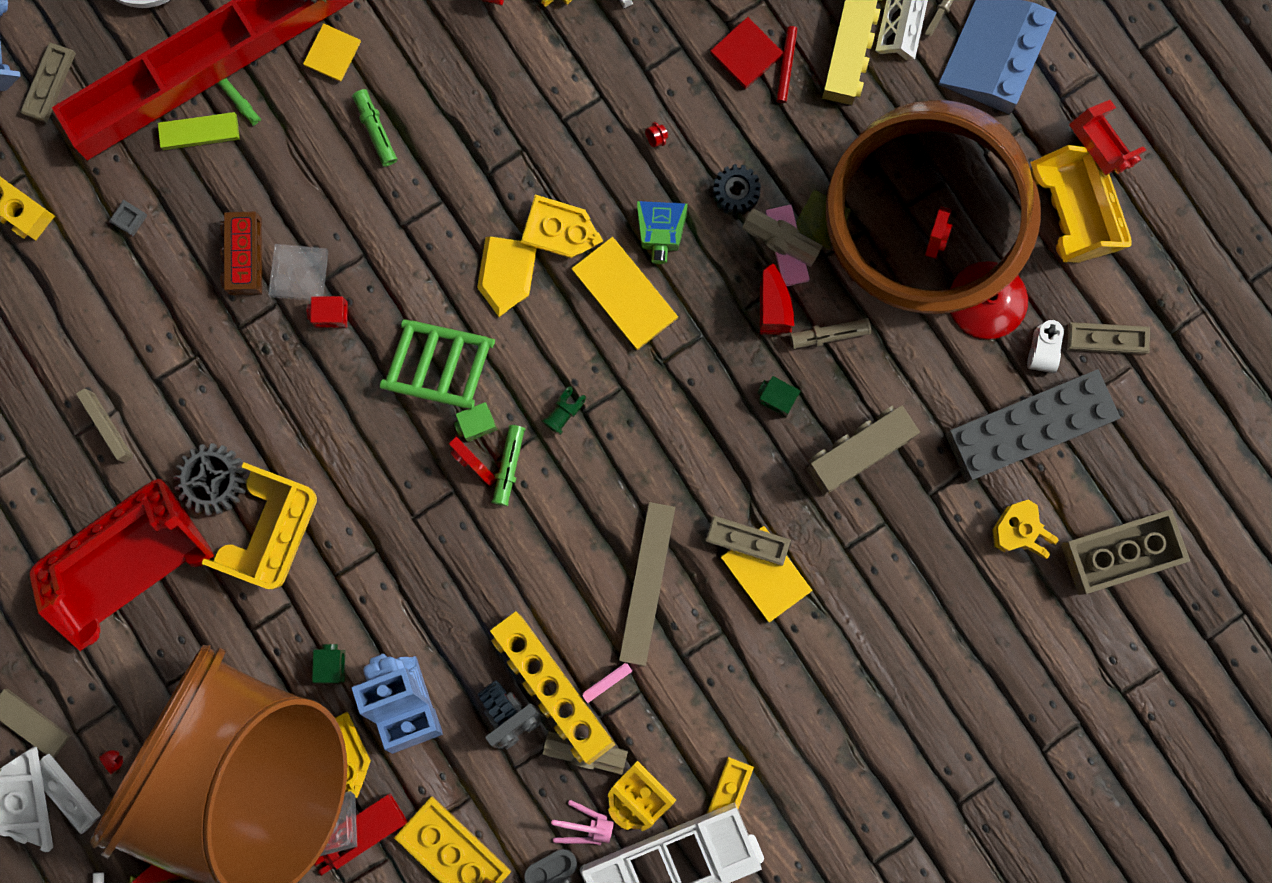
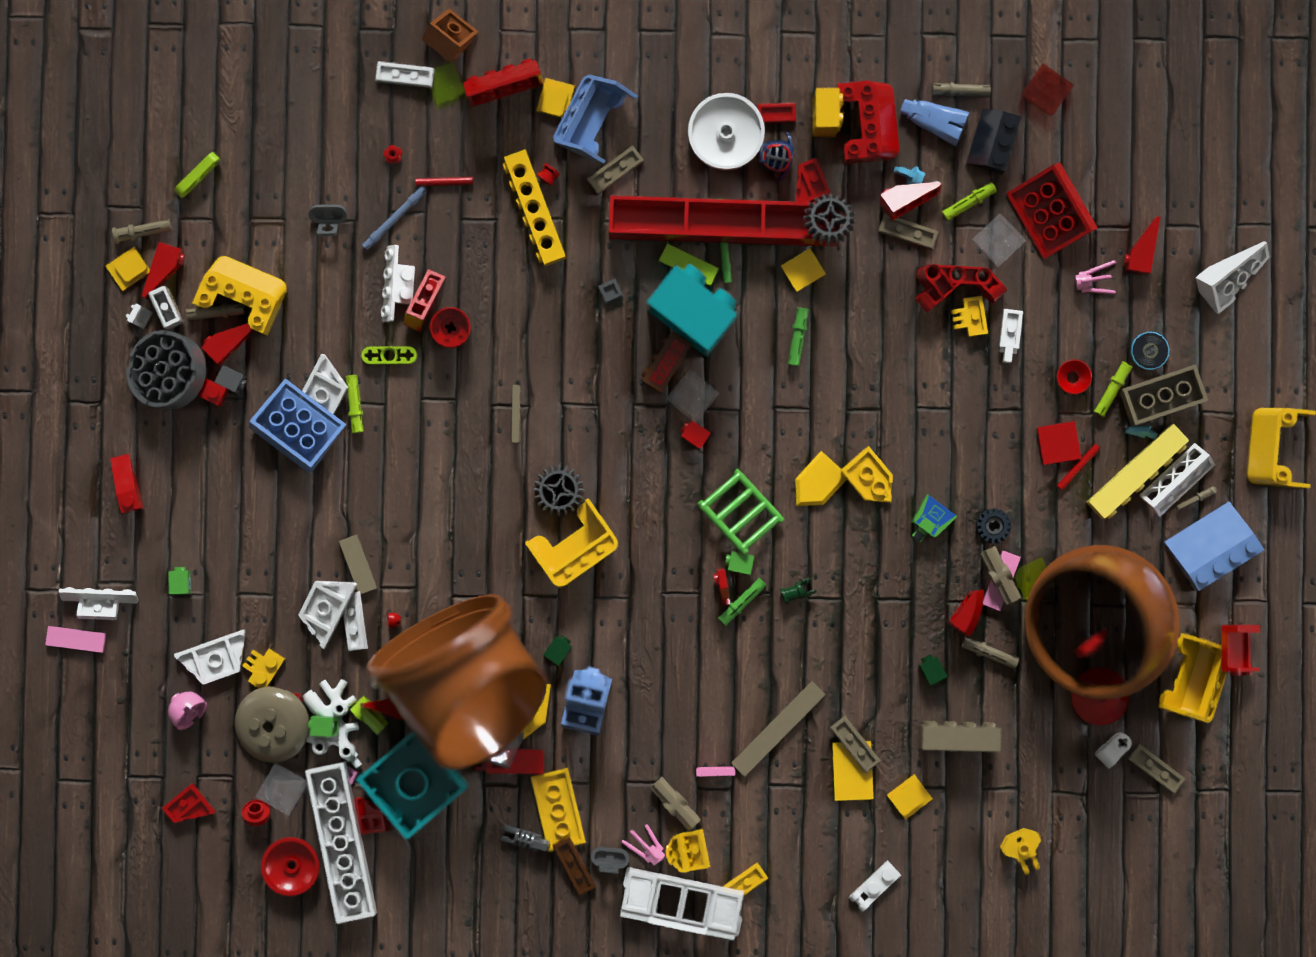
camera: 30 degrees right, 5 degrees up
(115, 562) = (472, 501): red windscreen -> none
(223, 166) = (692, 309): none -> teal brick
(507, 716) = (644, 751): dark grey plate -> none
(515, 629) = (689, 802): yellow brick -> none
(624, 293) = (882, 543): yellow tile -> none
(656, 135) = (968, 458): red plate -> none
(852, 560) = (909, 796): none -> yellow piece
(883, 690) = (875, 885): none -> white plate
(1032, 425) = (1072, 791): dark grey brick -> none
(1125, 552) = (1073, 902): dark tan brick -> none

